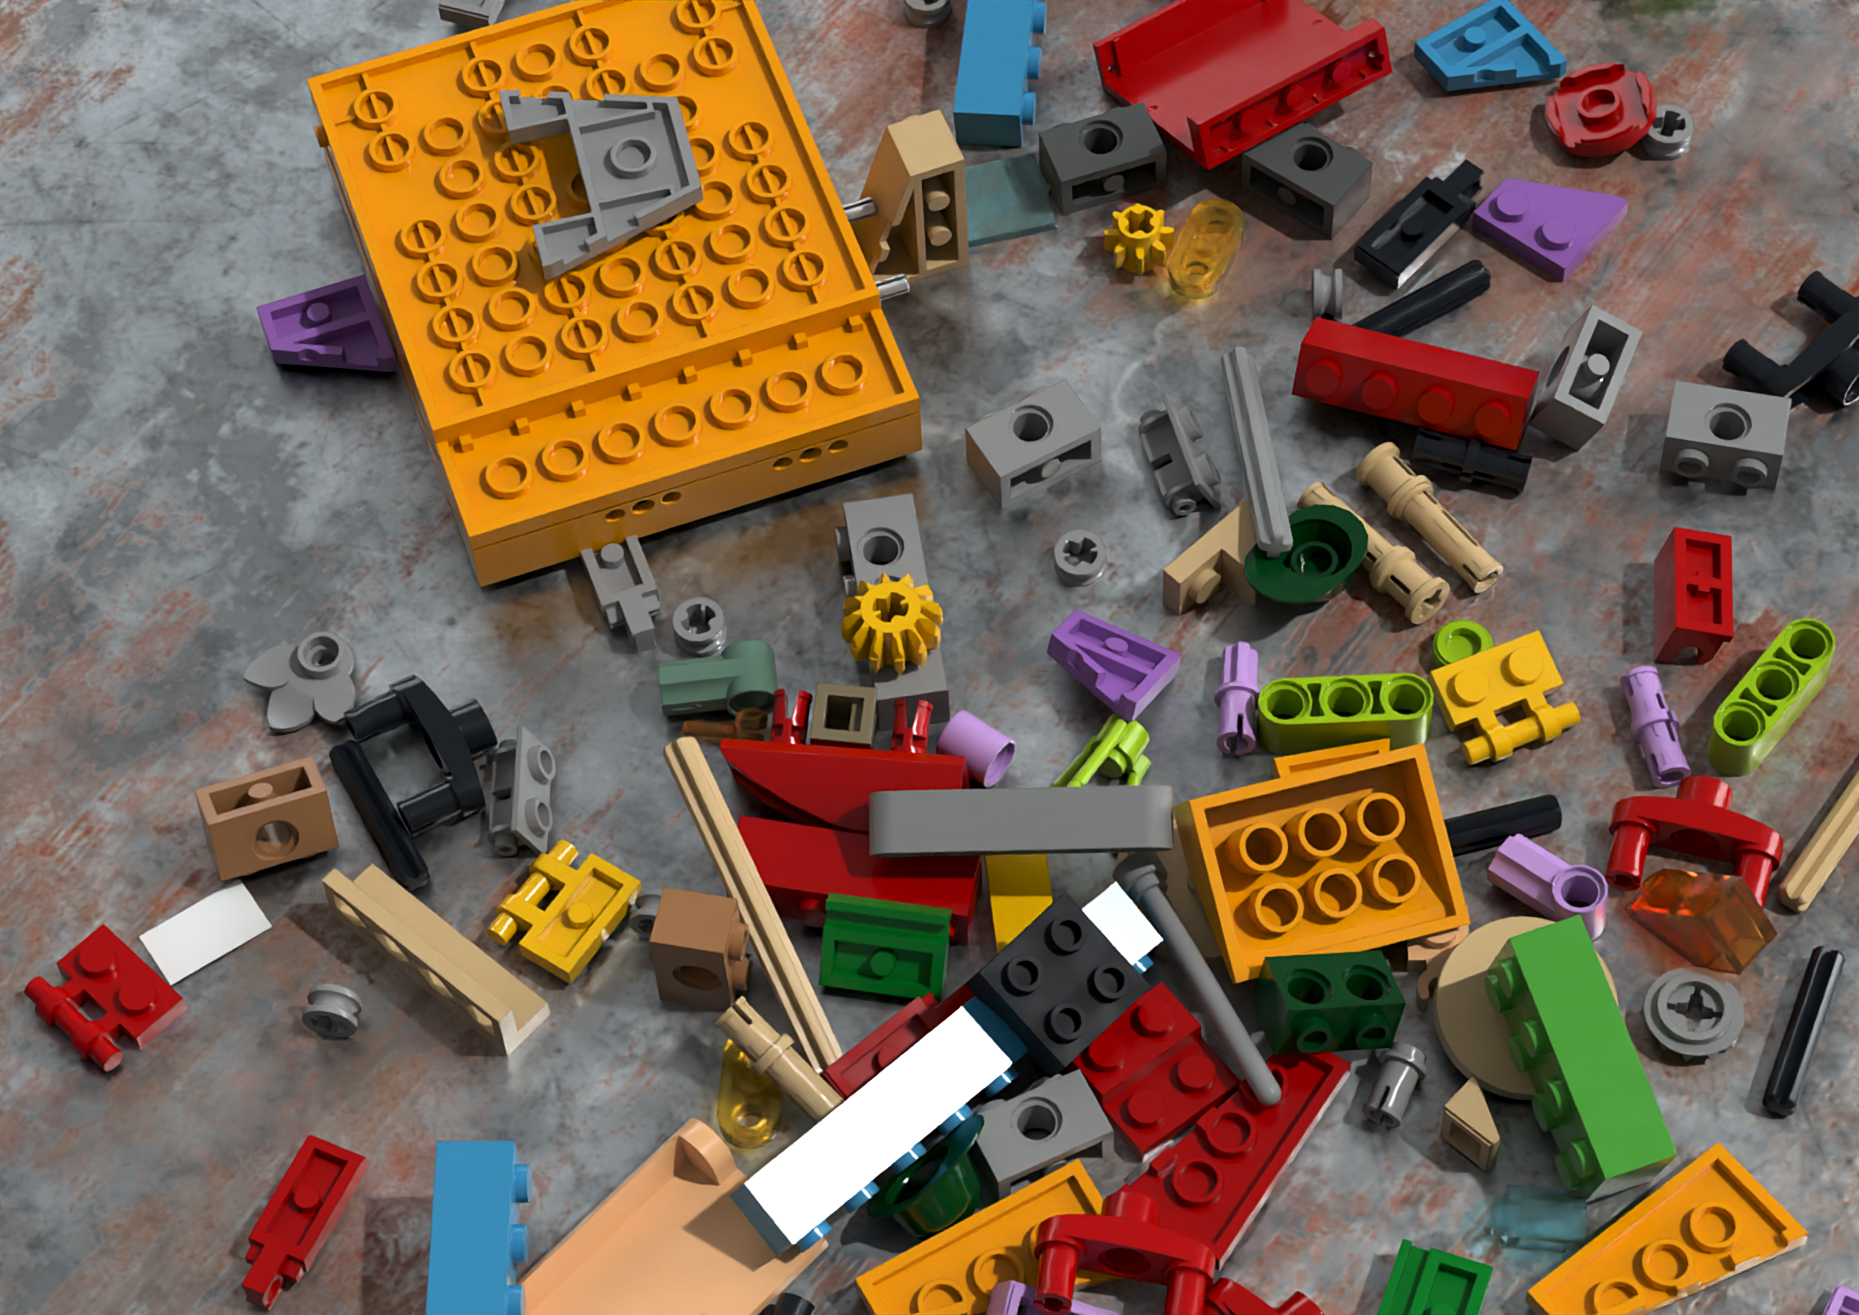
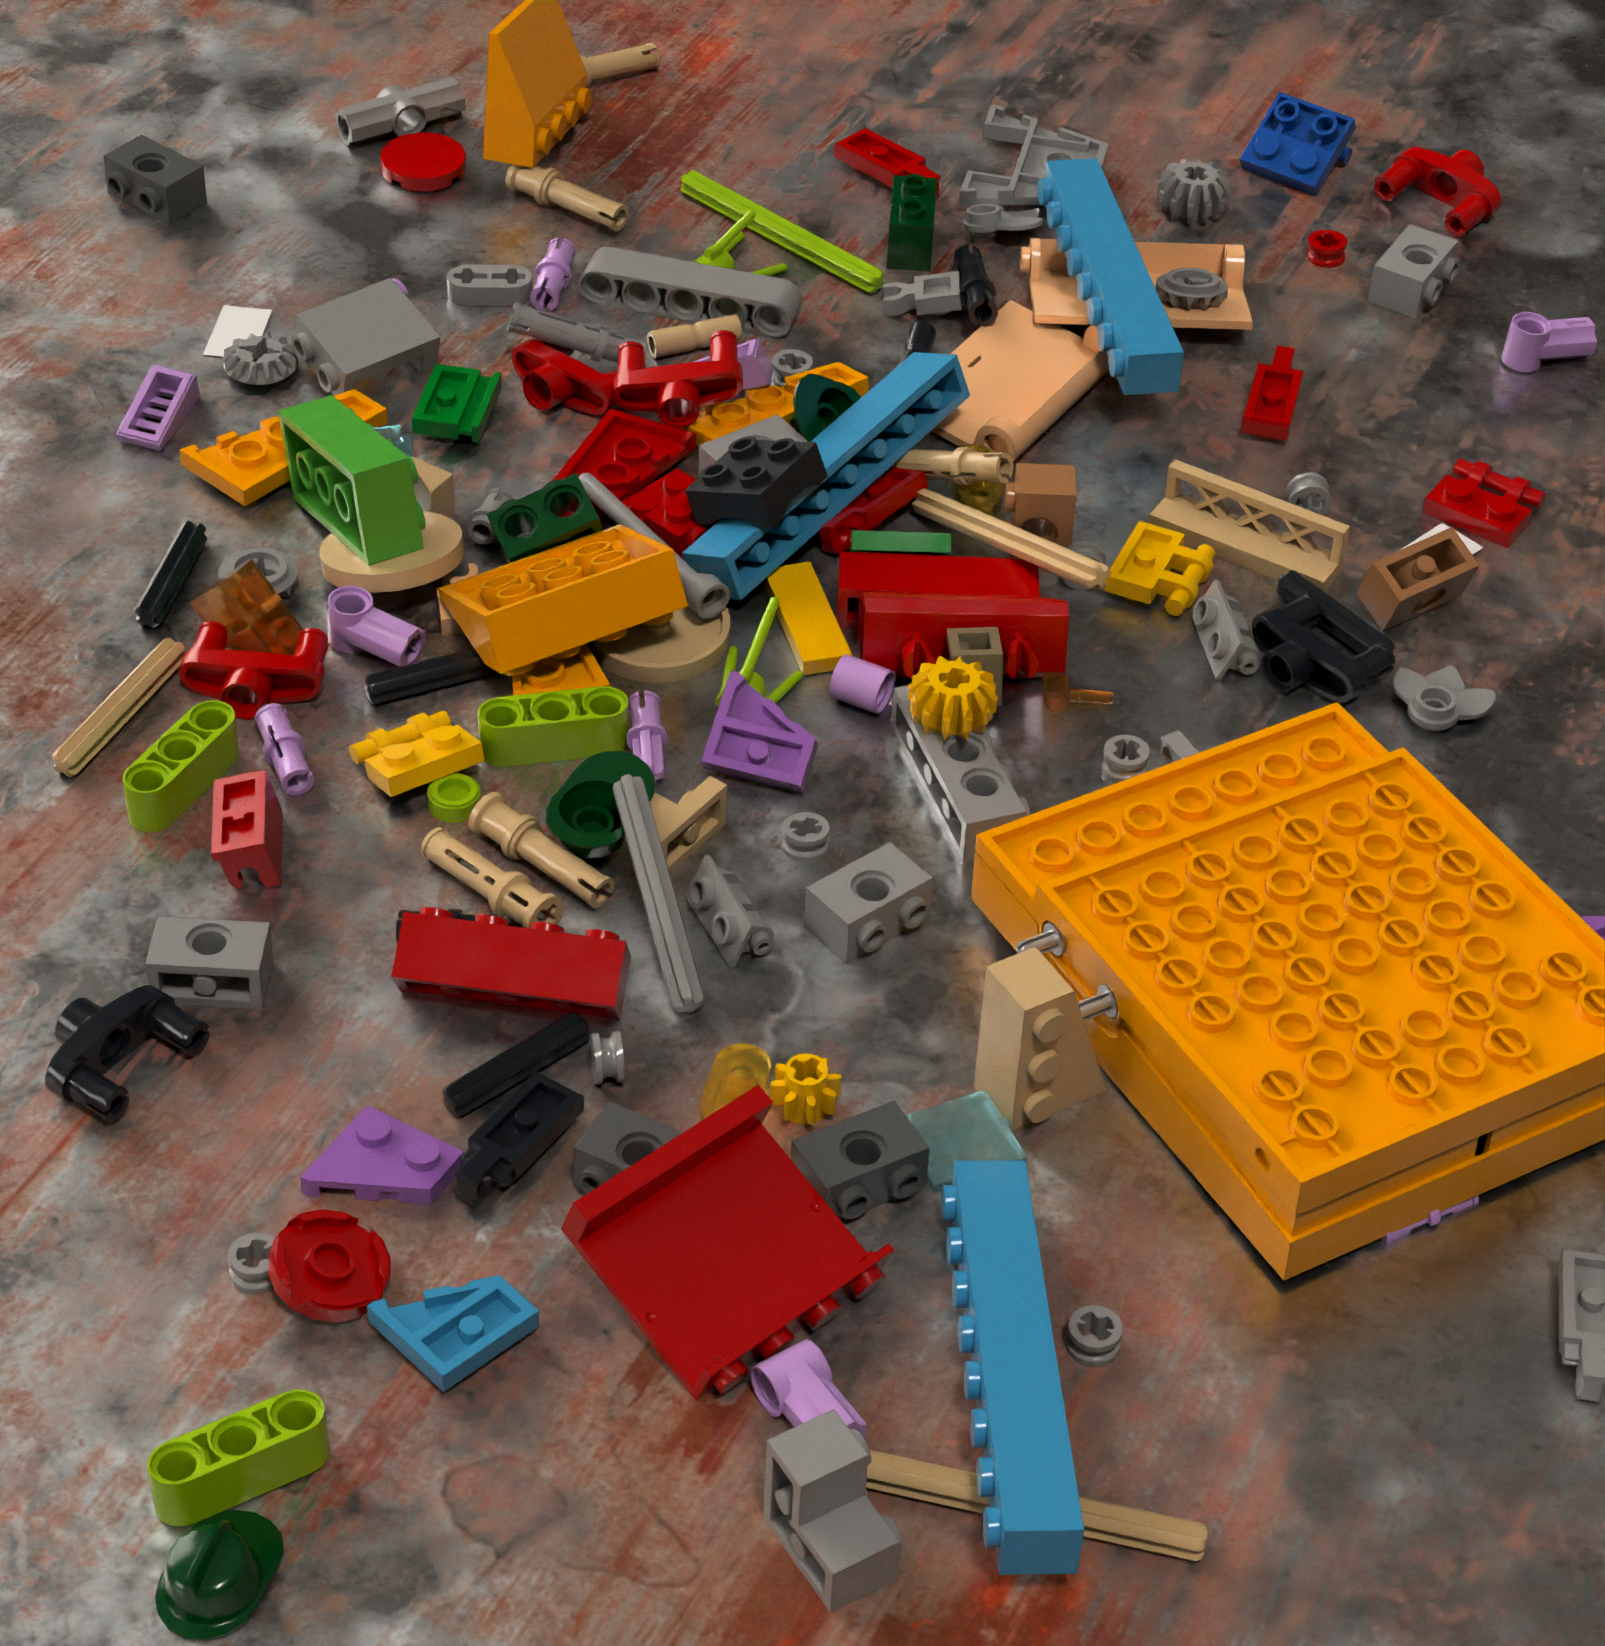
camera: 165 degrees right, 15 degrees down
(630, 163) = (1328, 956): light grey wing -> none
(734, 681) = (1078, 715): sand green piece -> none
(1021, 821) = (787, 555): light grey beam -> none
(1585, 377) = (345, 979): light grey brick -> none

